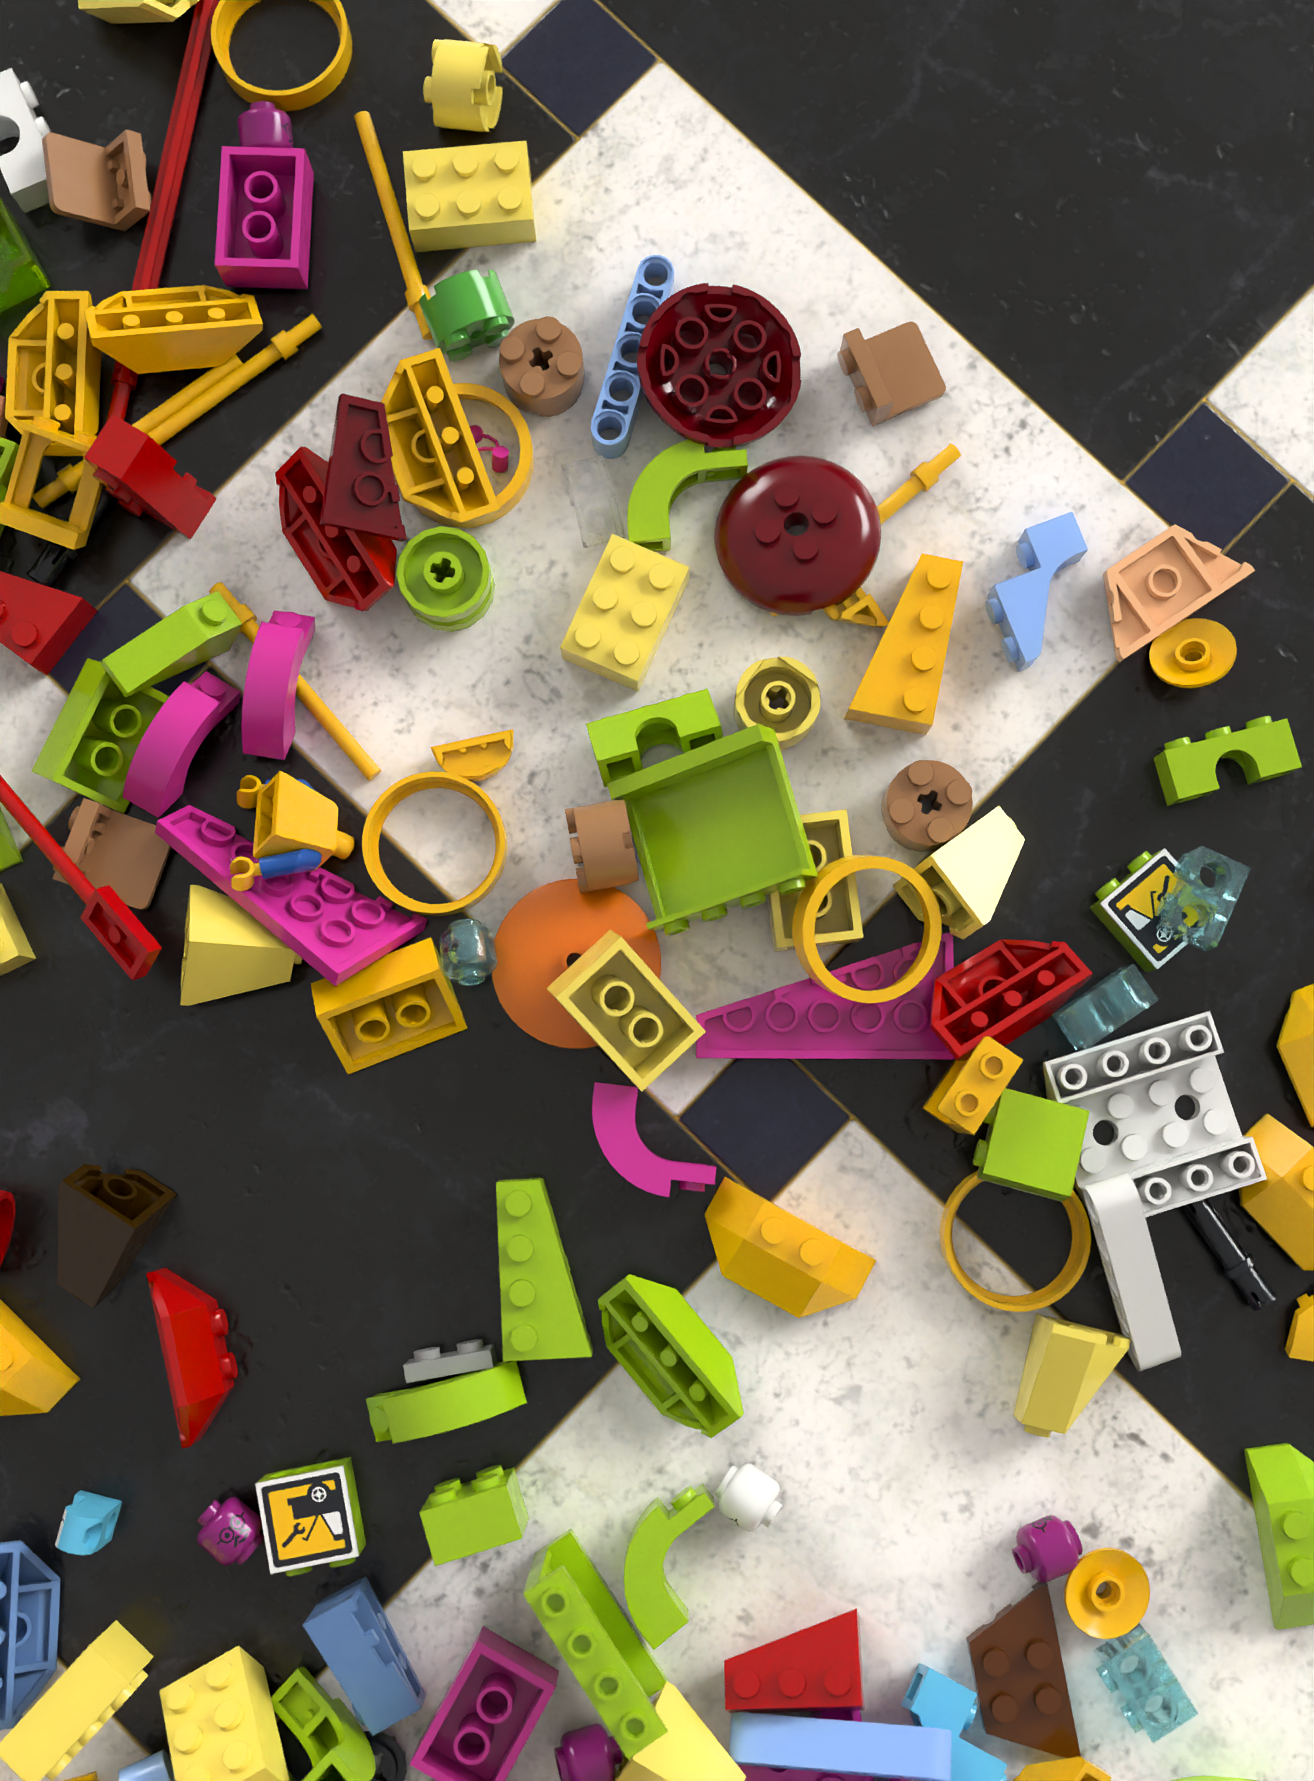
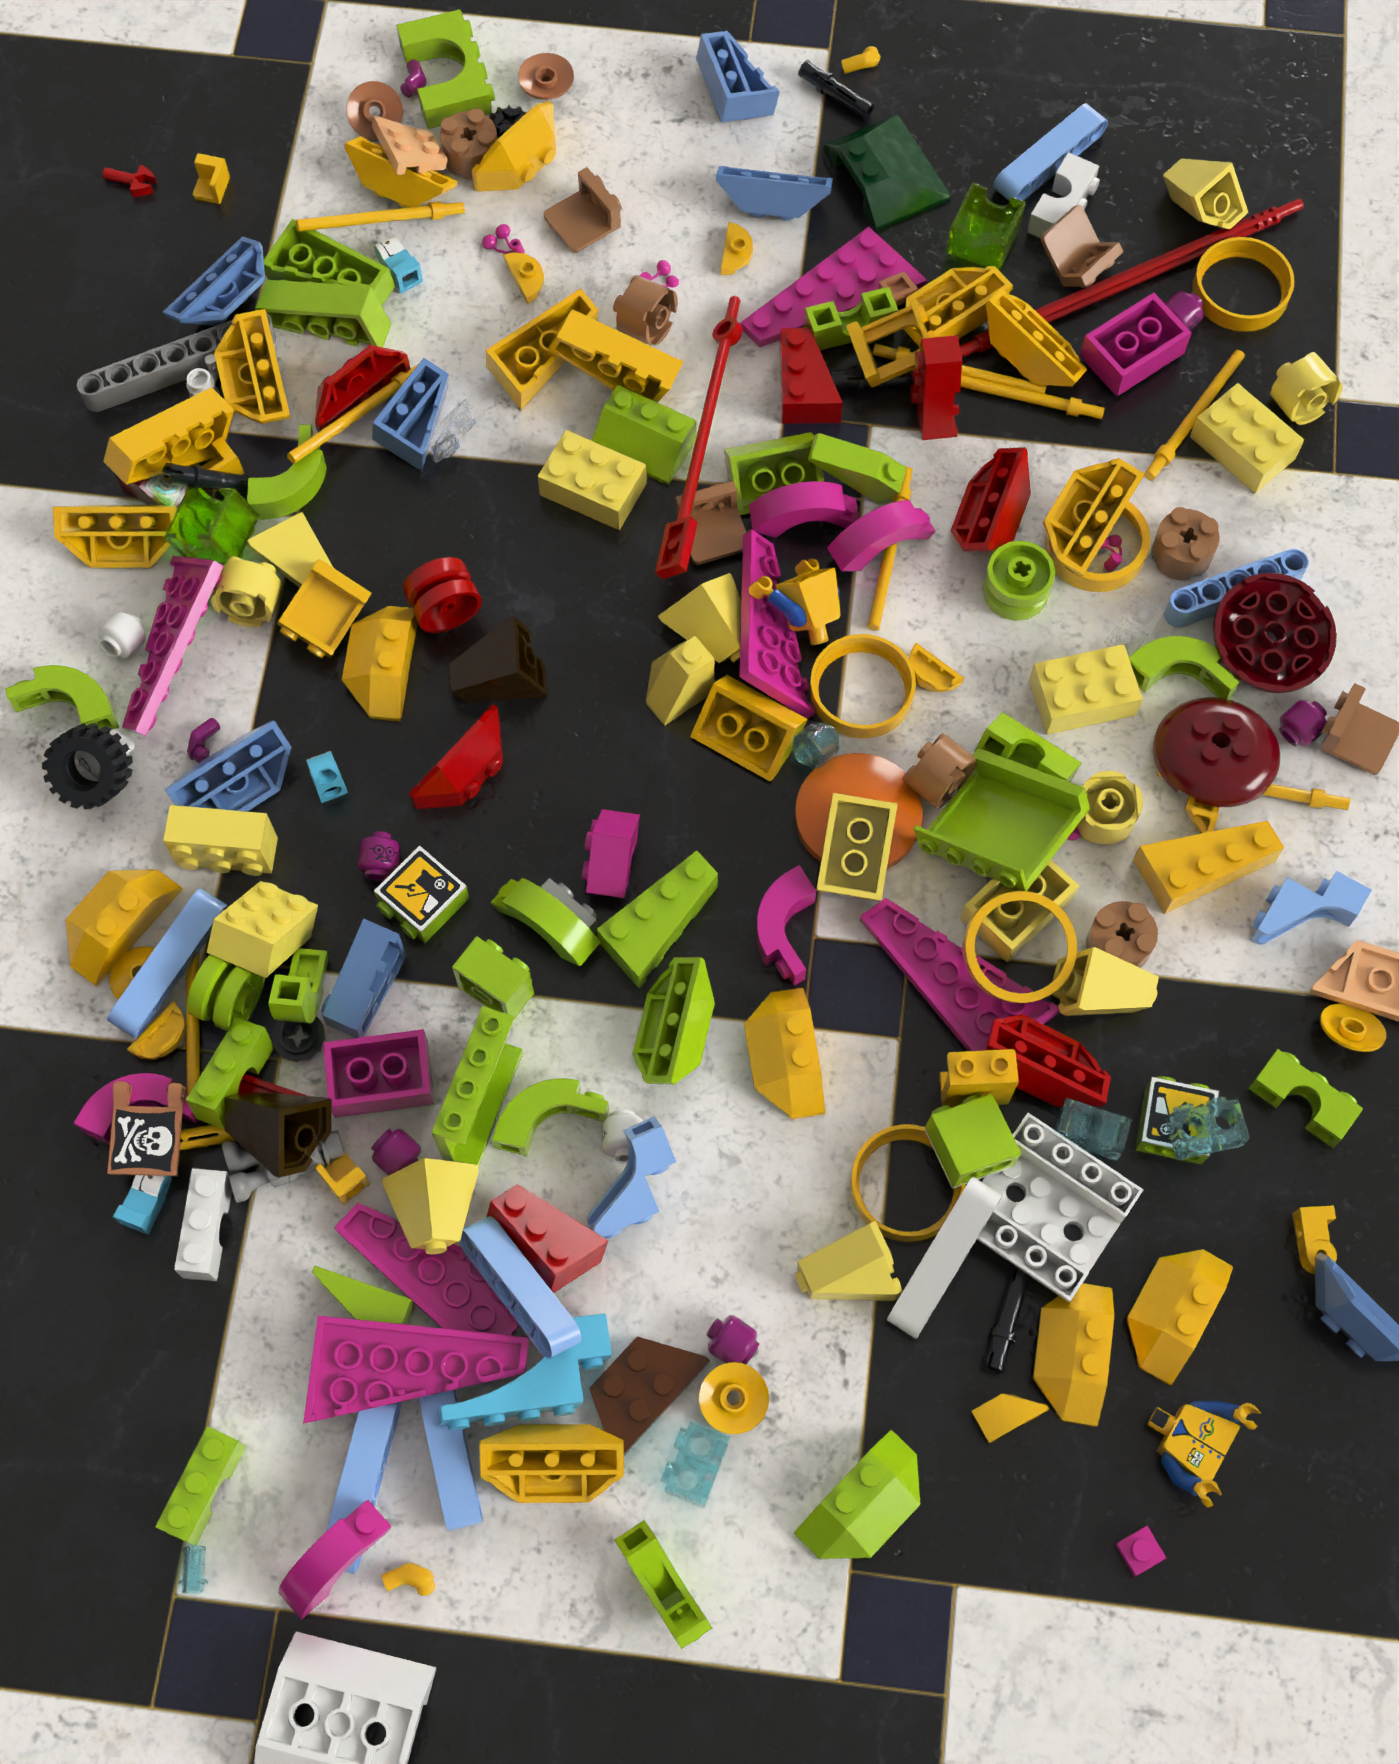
camera: 50 degrees right, 15 degrees down
(274, 1042) = (680, 680): none -> light yellow slope
(360, 474) = (1036, 486): dark red wing -> none
(422, 1272) = (611, 852): none -> dark pink brick
(467, 313) = (1178, 480): bright green brick -> none
(820, 1540) = (630, 1197): none -> light blue arch
(836, 420) = (1303, 723): none -> magenta head

